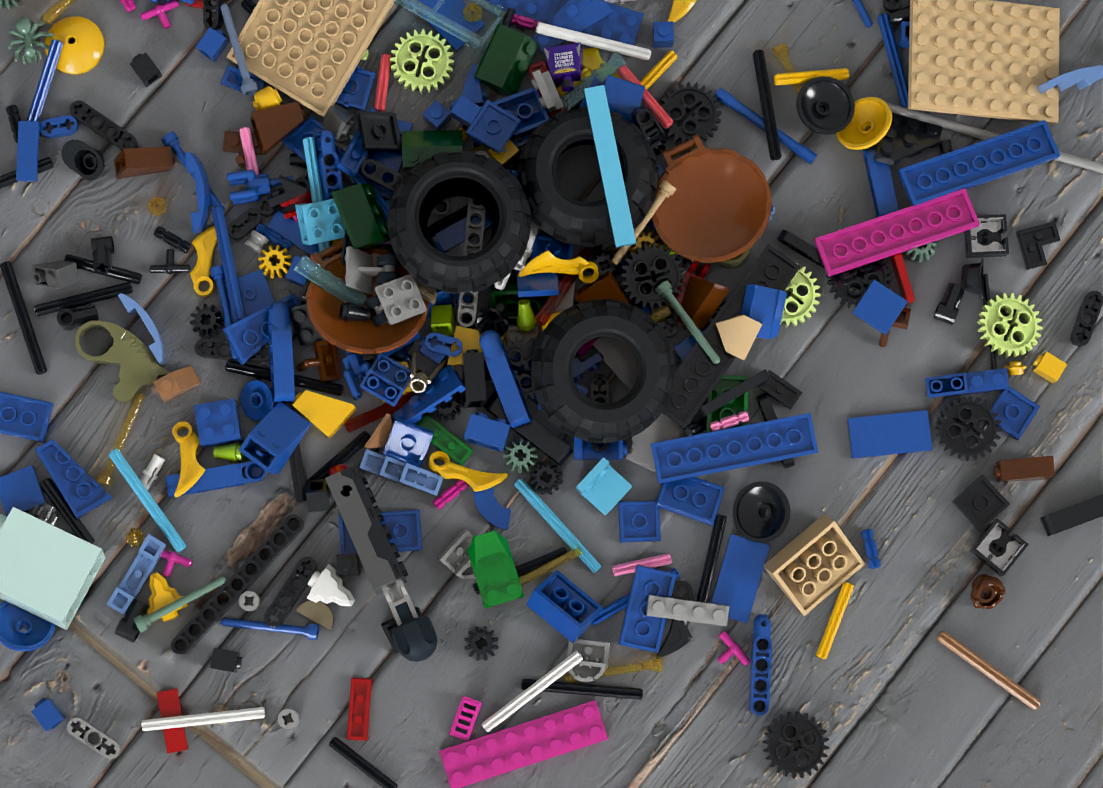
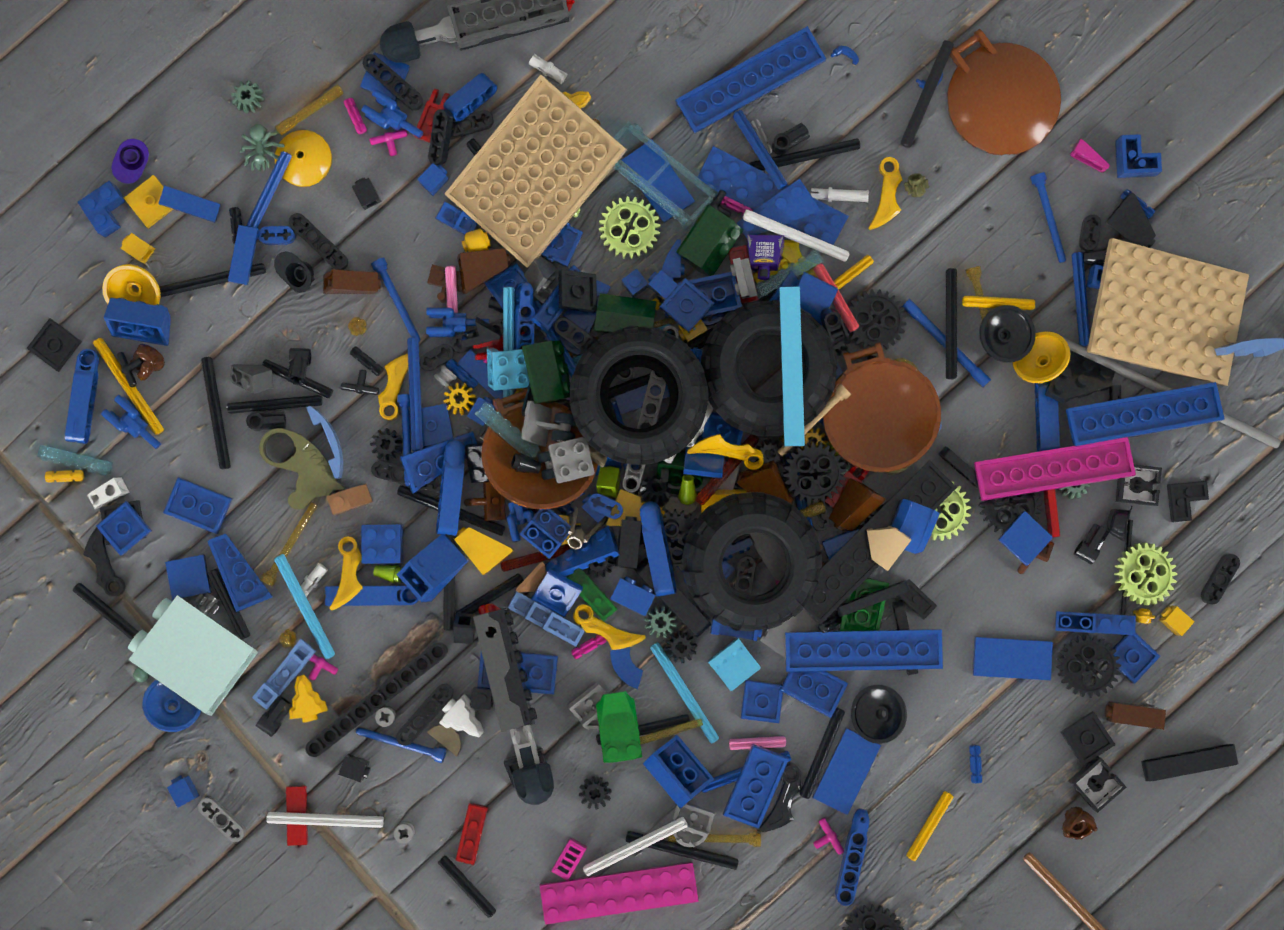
camera: 15 degrees right, 5 degrees up
(144, 621) = (283, 721): sand green piece -> none
(200, 218) = (398, 295): blue slope -> none
(248, 85) = (460, 224): sand blue piece -> none
(256, 399) = (421, 528): blue dish -> none
(382, 84) = (588, 242): coral axle -> none
(472, 7) = (685, 193): clear yellow plate -> none
(662, 34) = (863, 238): blue brick -> none
(666, 292) = (824, 491): sand green piece -> none
(687, 610) = (793, 795): light grey plate -> none
(729, 421) = (865, 623): bright pink axle -> none
(814, 564) = (919, 770): tan slope -> none

